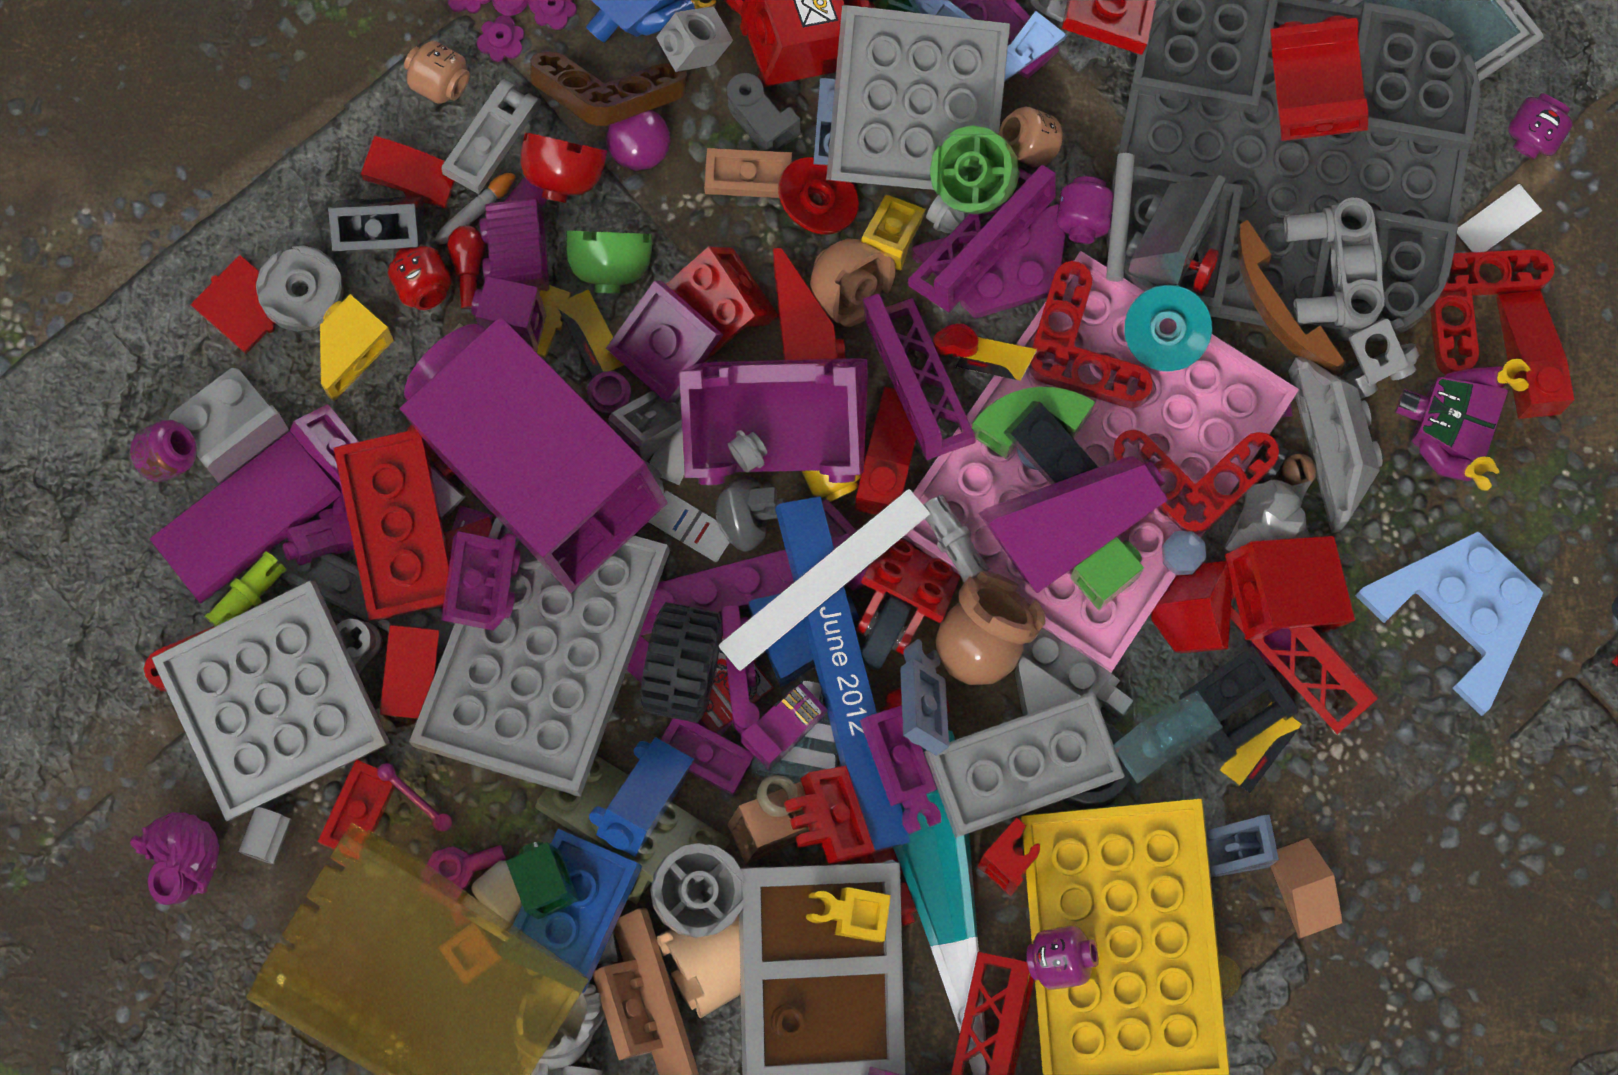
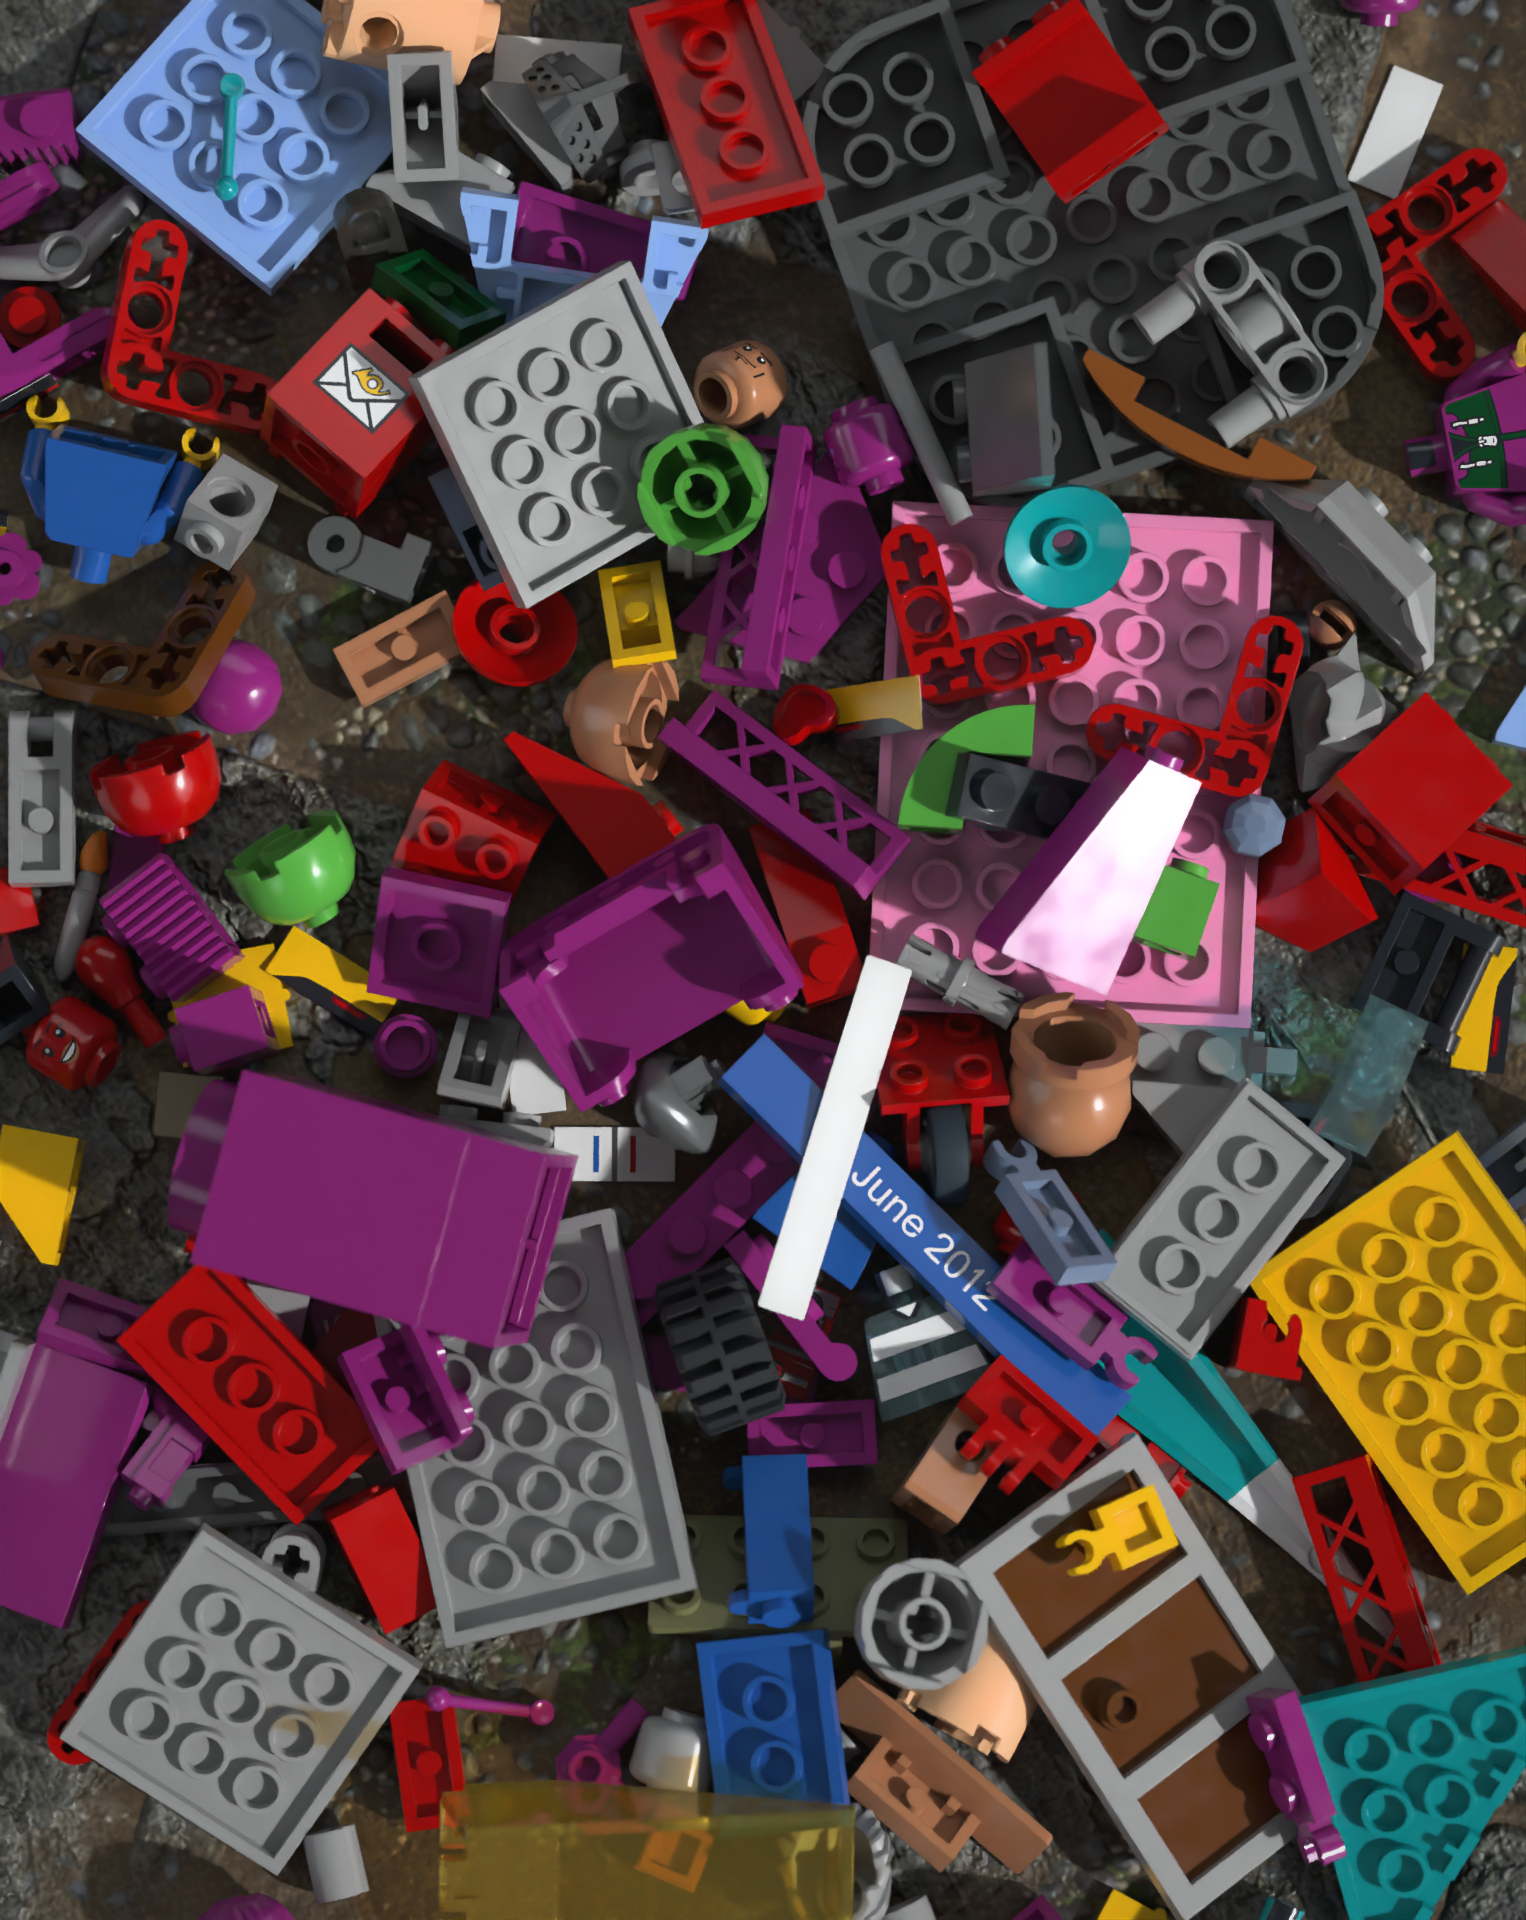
camera: 30 degrees left, 10 degrees up
(247, 590) = (118, 1582): lime pin -> none
(542, 879) = (719, 1721): dark green brick -> none
(747, 450) = (638, 1029): light grey plate -> none
(762, 797) = (923, 1454): dark tan piece -> none
(783, 726) = (895, 1350): magenta leg -> none
(1062, 957) = (1399, 1428): magenta head -> none
(1204, 270) = (1071, 443): red piece -> none
(1395, 362) = (1370, 413): light grey bracket -> none

